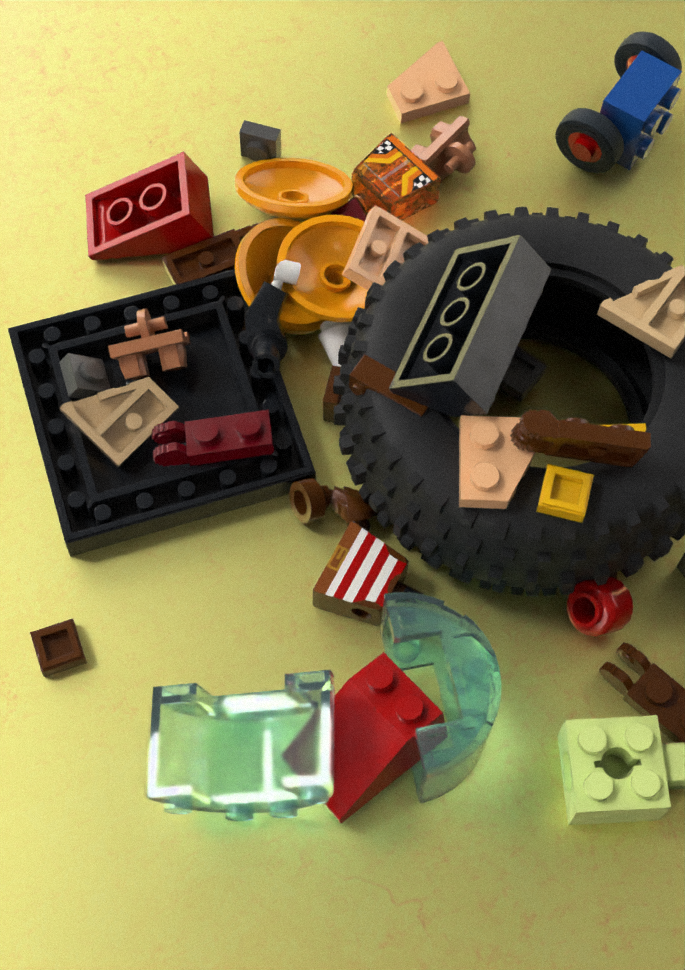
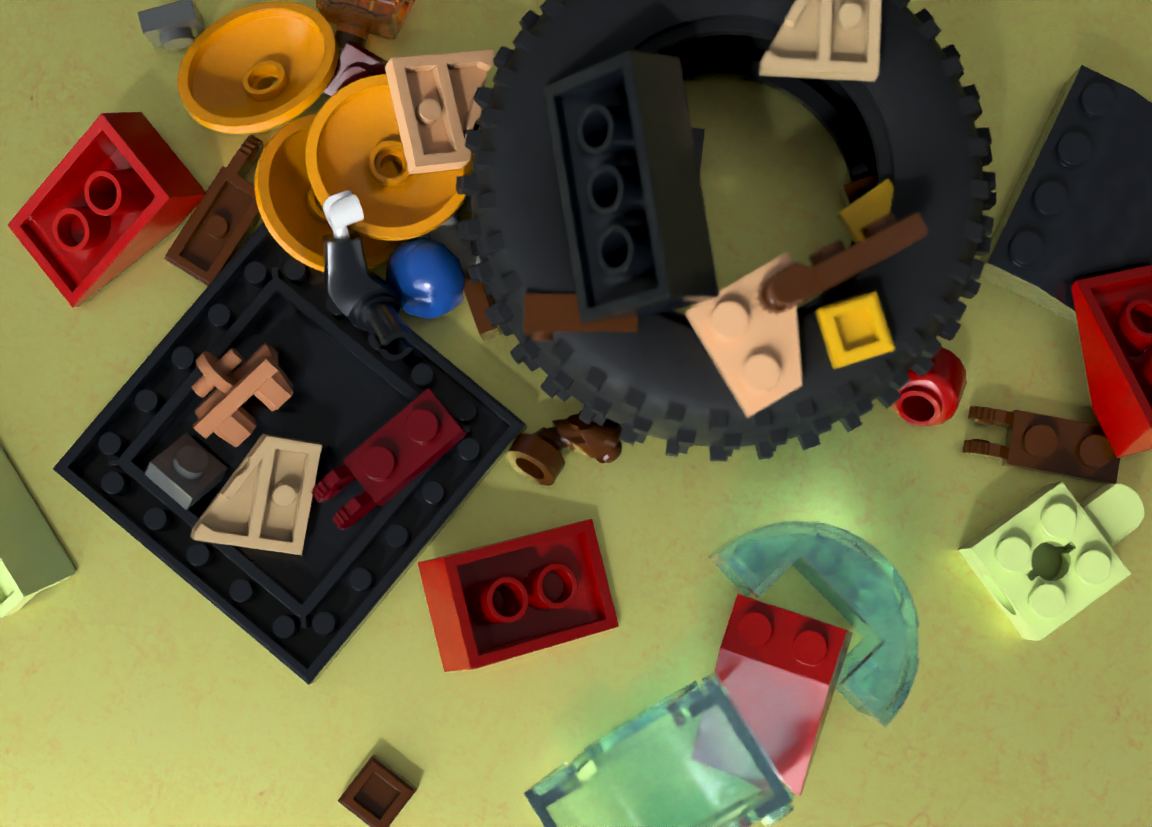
camera: 30 degrees left, 20 degrees up
(238, 575) = (517, 596): none -> red slope
(311, 352) = (425, 277): none -> blue hair
(360, 576) = (659, 510): torso -> none

